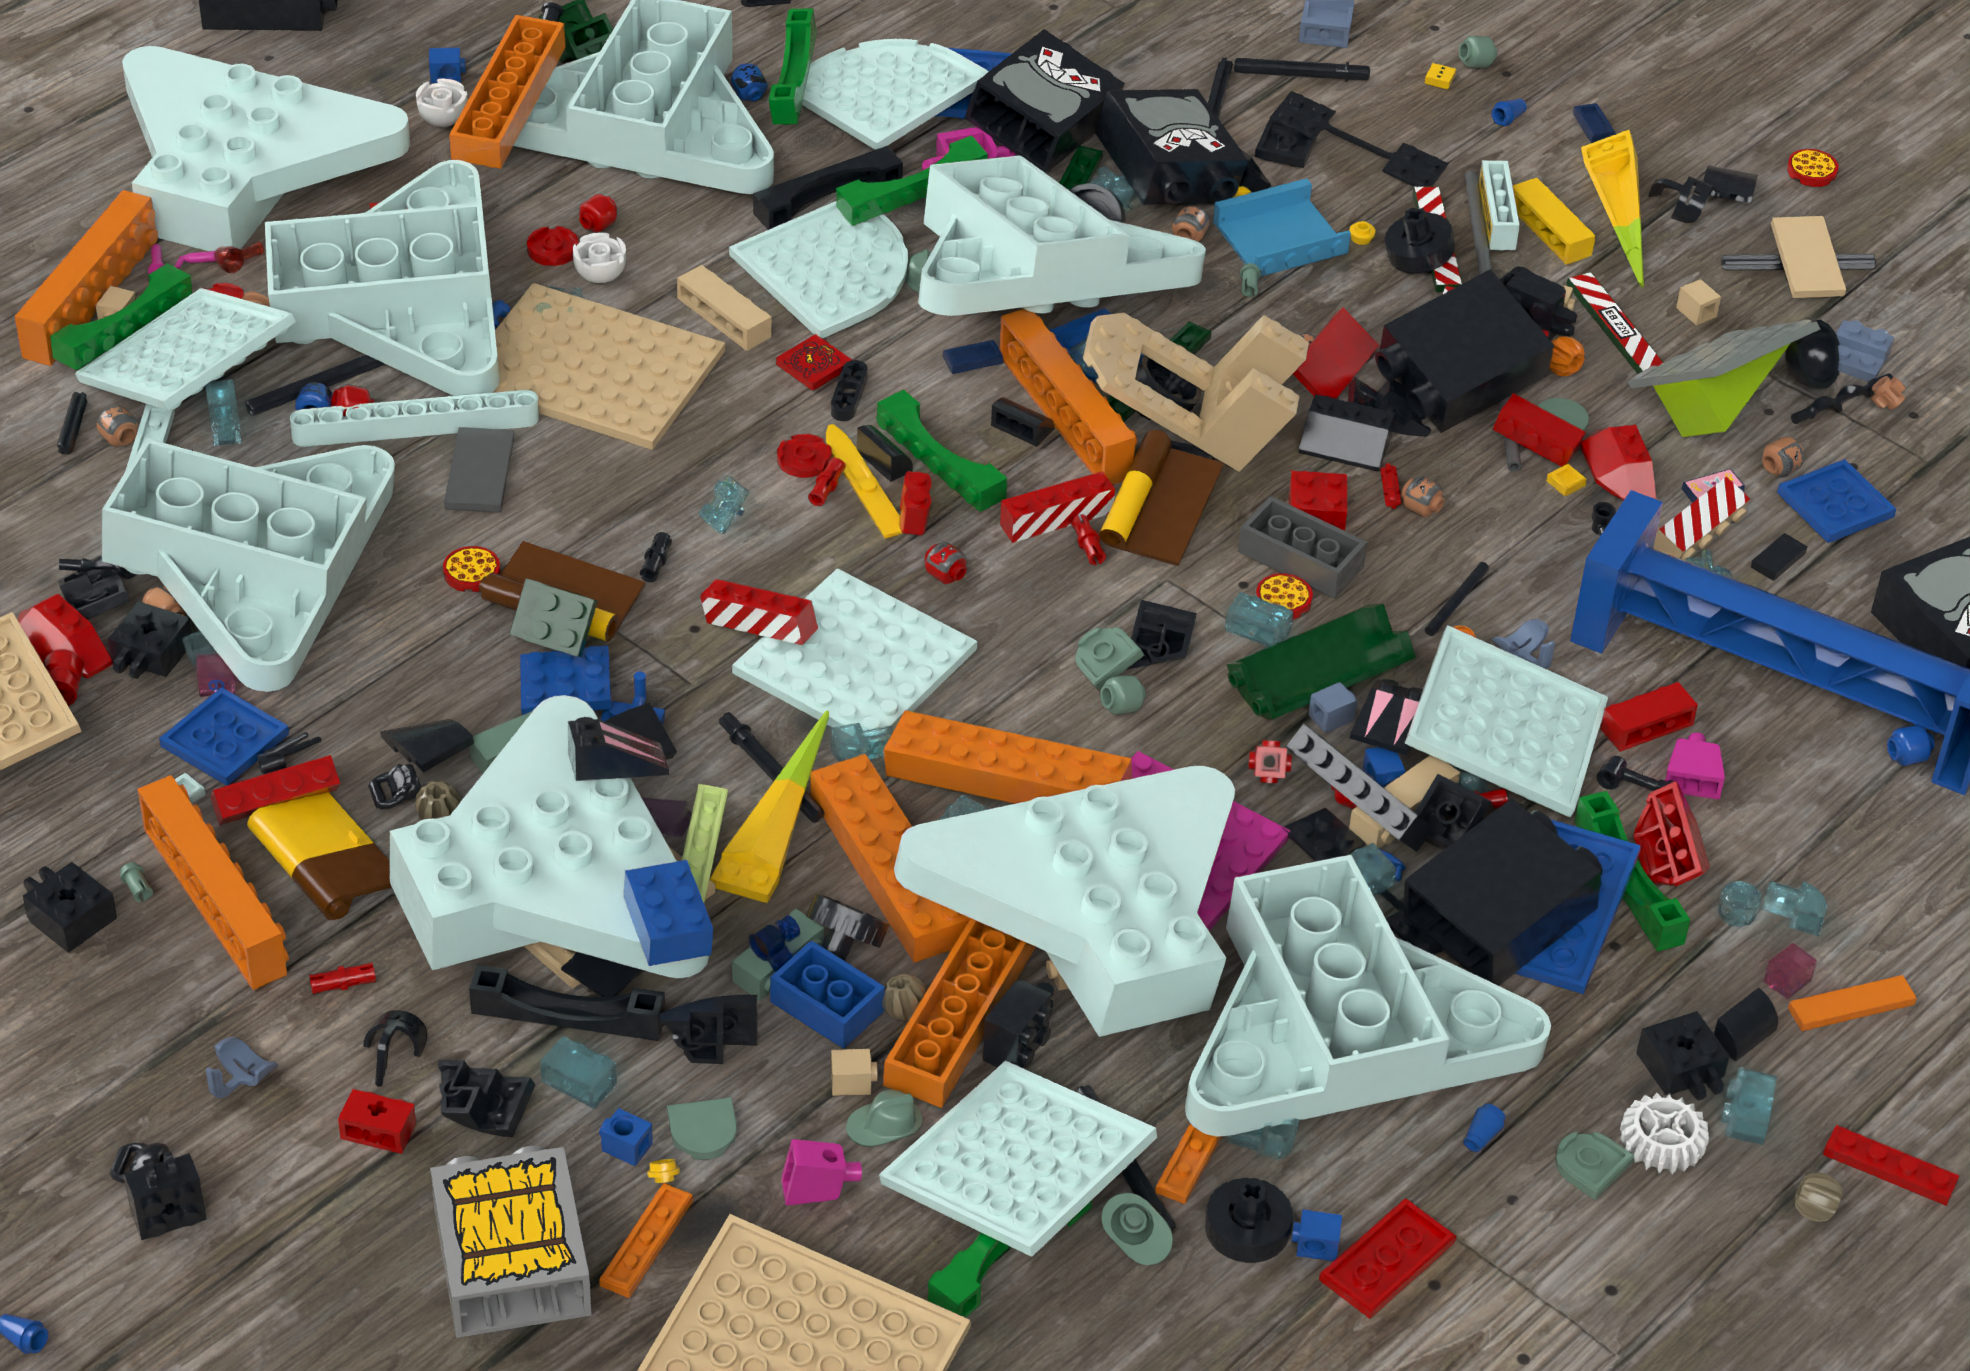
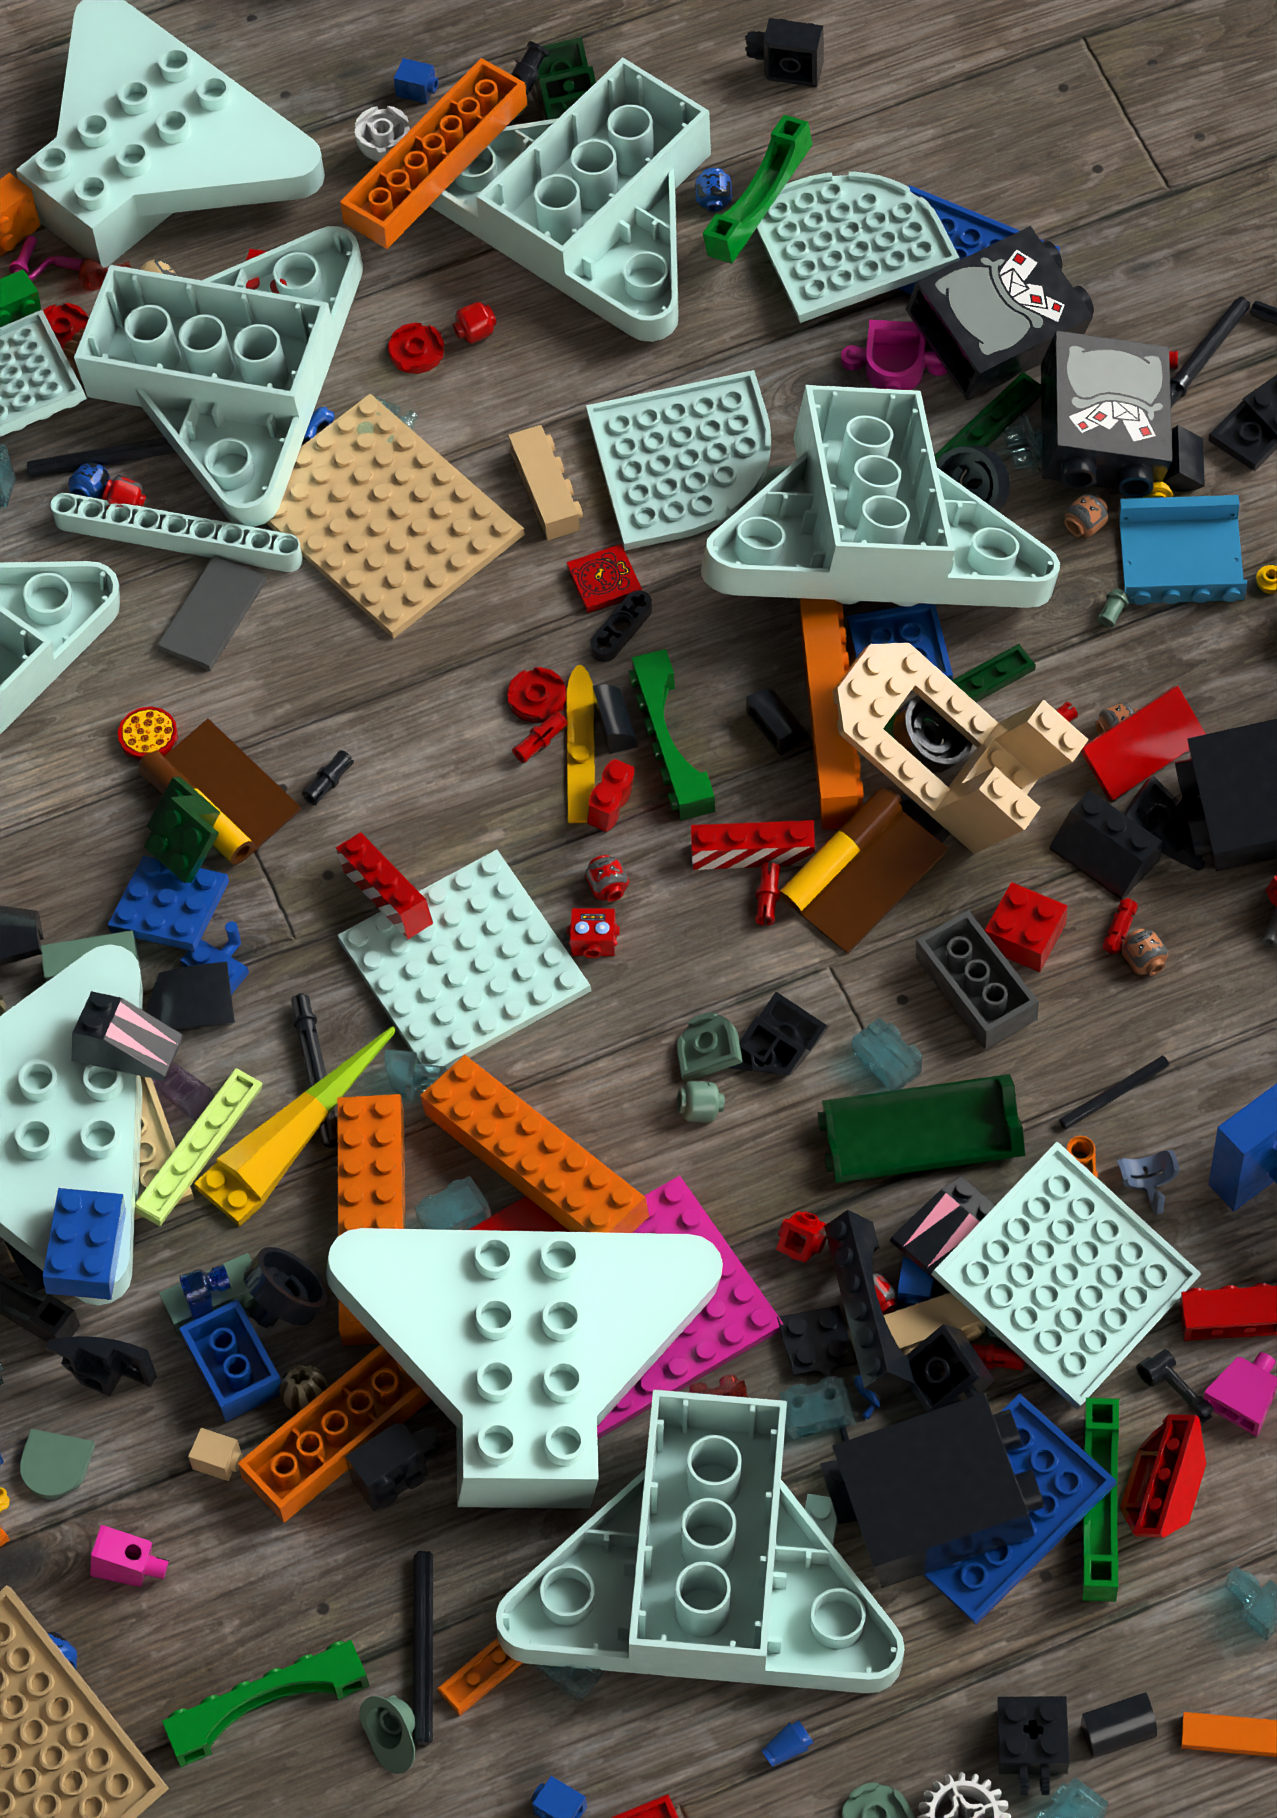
camera: 30 degrees right, 15 degrees up
(599, 257) = (443, 384): white cylinder -> none
(725, 504) = (421, 736): clear light blue hips -> none
(782, 201) = (785, 344): black arch -> none
(863, 200) = (750, 391): green arch -> none
(884, 1120) = (224, 1517): sand green piece -> none
(958, 602) = (593, 932): none -> red head
(973, 356) = (770, 620): dark blue tile -> none
(1018, 1157) = (312, 1615): light aqua plate -> none
(1255, 1206) = (516, 1739): black piece -> none
(1286, 591) = (934, 1029): tile -> none
(1332, 707) = (906, 1188): sand blue brick -> none
(1739, 903) = (1193, 1578): clear light blue head -> none
(1790, 971) = (1202, 1677): clear pink brick -> none

